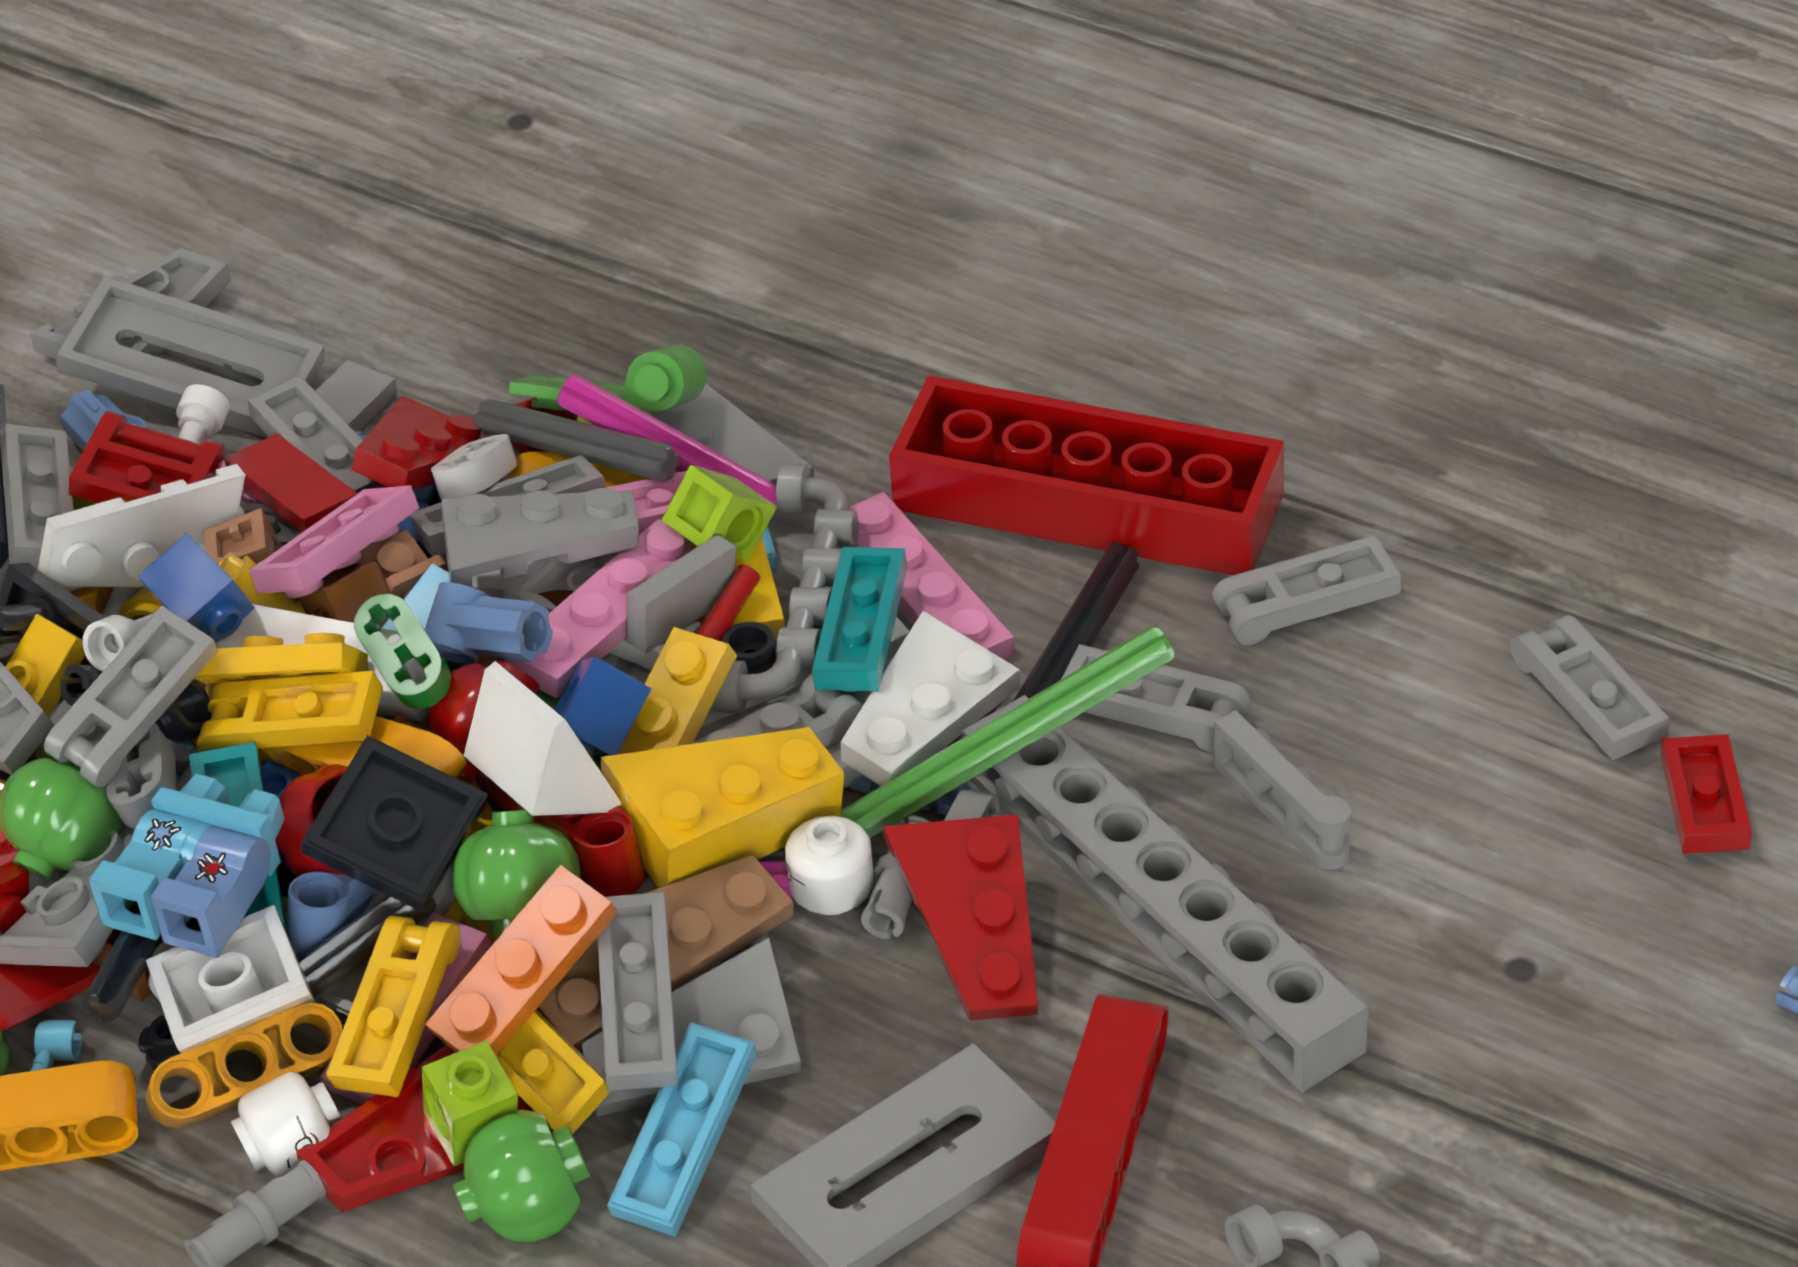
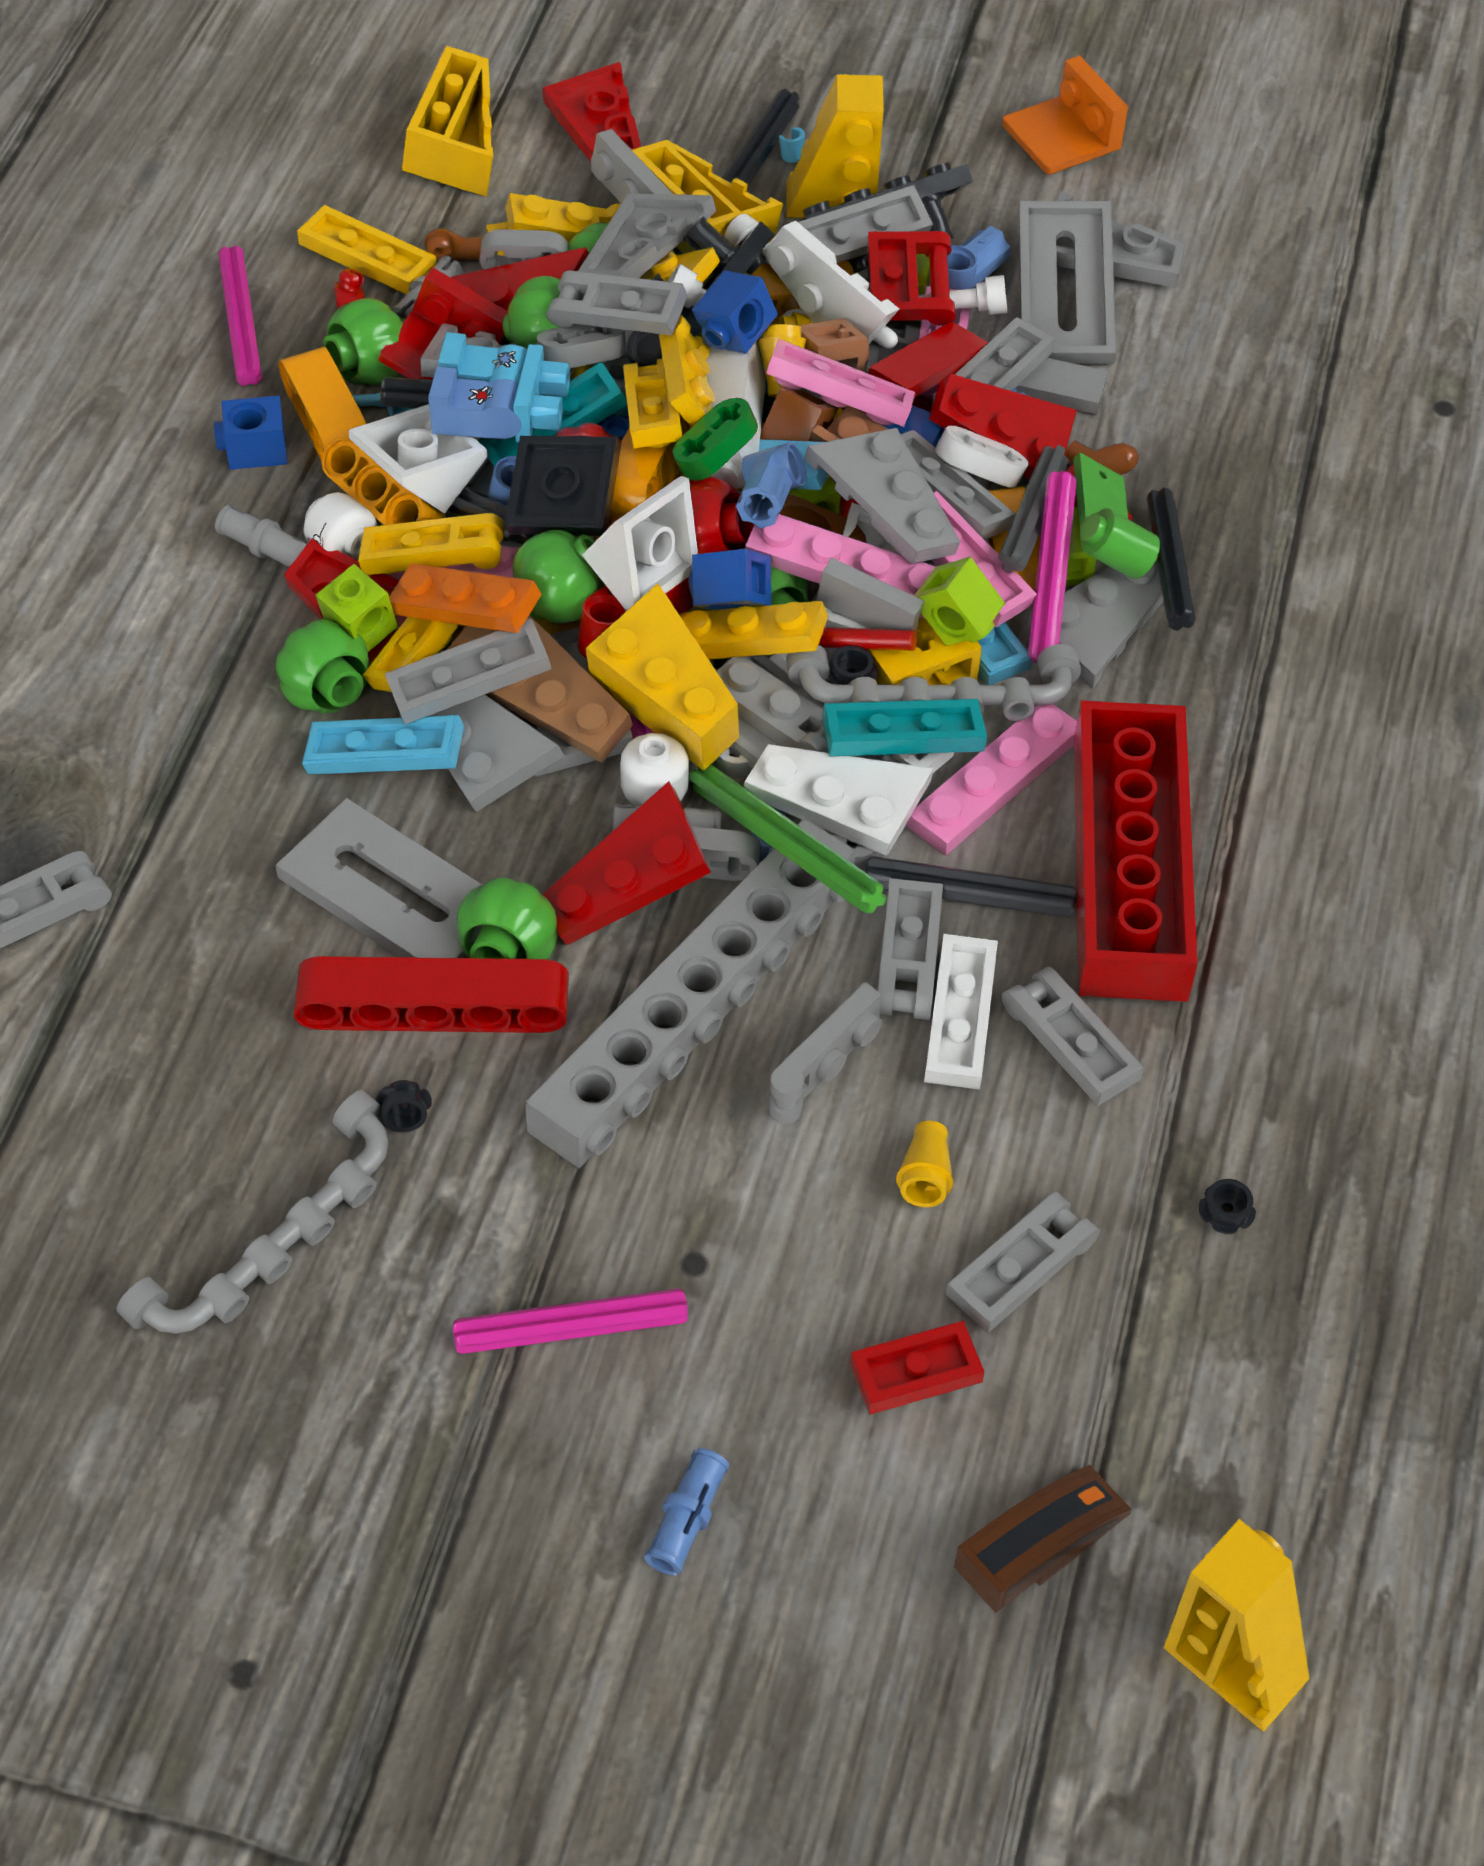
camera: 70 degrees right, 10 degrees up
(53, 1201) = (252, 432): none -> blue brick
(489, 382) = (1117, 457): none -> dark orange arm
(721, 361) = (1171, 560): none -> black axle
(1016, 1038) = (511, 917): none -> bright green plant
(1247, 1185) = (403, 1105): none -> black plate
(1268, 671) = (961, 1012): none -> white plate
(1451, 736) = (926, 1168): none -> yellow cone
(1555, 517) = (1230, 1194): none -> black plate
(1583, 1084) = (570, 1321): none -> dark pink axle

